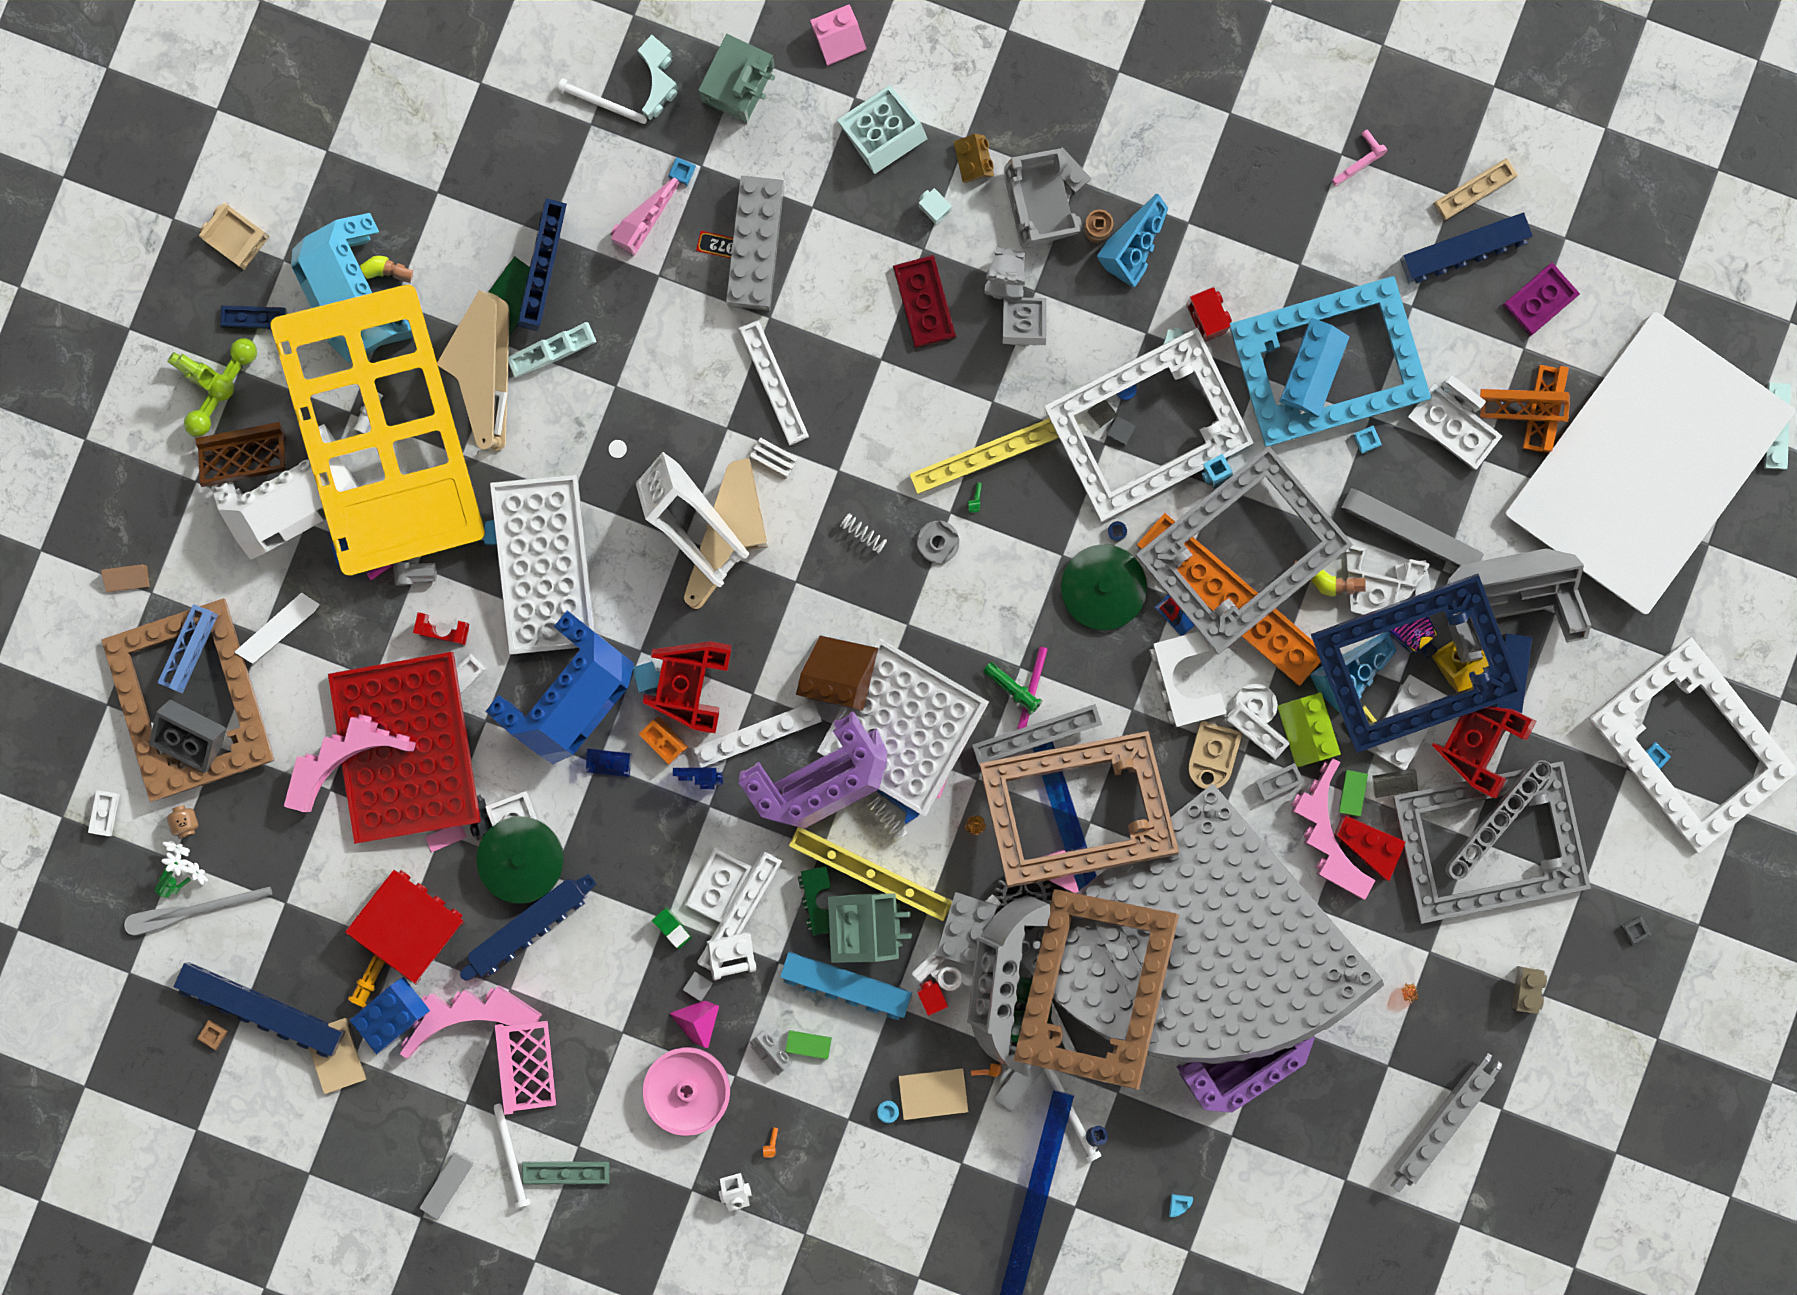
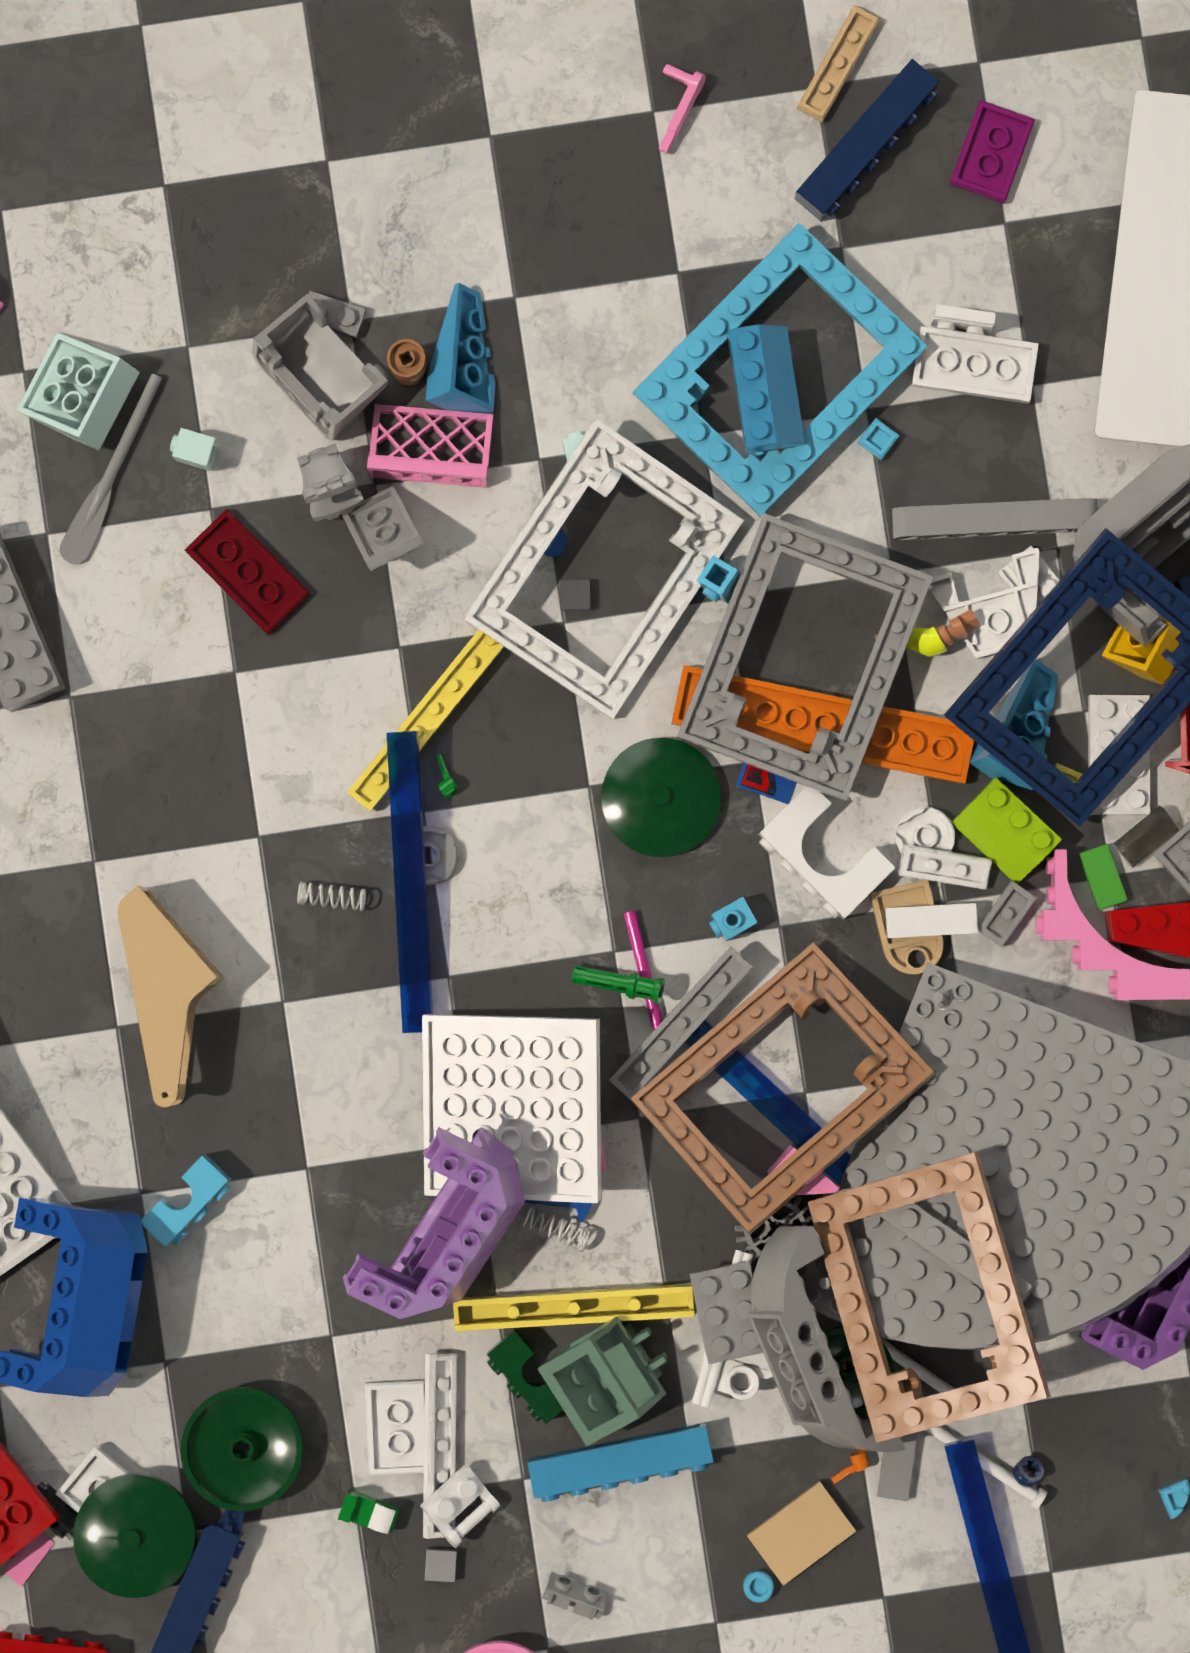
camera: 30 degrees left, 0 degrees up
(608, 762) = (177, 1353): clear blue hinge -> none
(616, 844) = (242, 1448): none -> dark green dish
(658, 489) = (47, 986): white piece -> none
(663, 740) = (229, 1288): orange hinge -> none
(682, 683) = (211, 1206): red wedge -> none
(697, 1021) = (464, 1608): dark pink slope -> none
(703, 776) = (304, 1306): clear blue plate -> none
(757, 734) = (340, 1215): white plate -> none
(758, 448) = (144, 864): white tile -> none
(773, 382) = (119, 774): white tile -> none
(808, 1044) = (615, 1559): bright green tile -> none
(838, 673) = (396, 1085): reddish brown slope -> none
(845, 212) = (88, 520): none -> light grey piece
(919, 549) = (409, 879): none -> clear blue plate
(931, 997) = (733, 1417): red brick -> none
(974, 157) = (209, 363): pearl gold bracket -> none
(975, 825) = (668, 1175): clear orange plate -> none
(1073, 301) = (424, 469): none -> bright pink fence
(1102, 413) = (539, 587): clear smoke tile -> none
(1105, 688) = (732, 919): none -> medium azure brick
(1111, 531) = (646, 713): dark blue bush -> none
(1209, 314) = (601, 394): red brick -> none
(1229, 759) = (931, 920): none -> white tile
(1416, 636) = (1073, 645): torso -> none
(1525, 396) = (1041, 280): orange fence -> none
(1550, 427) = (1082, 277): orange fence -> none

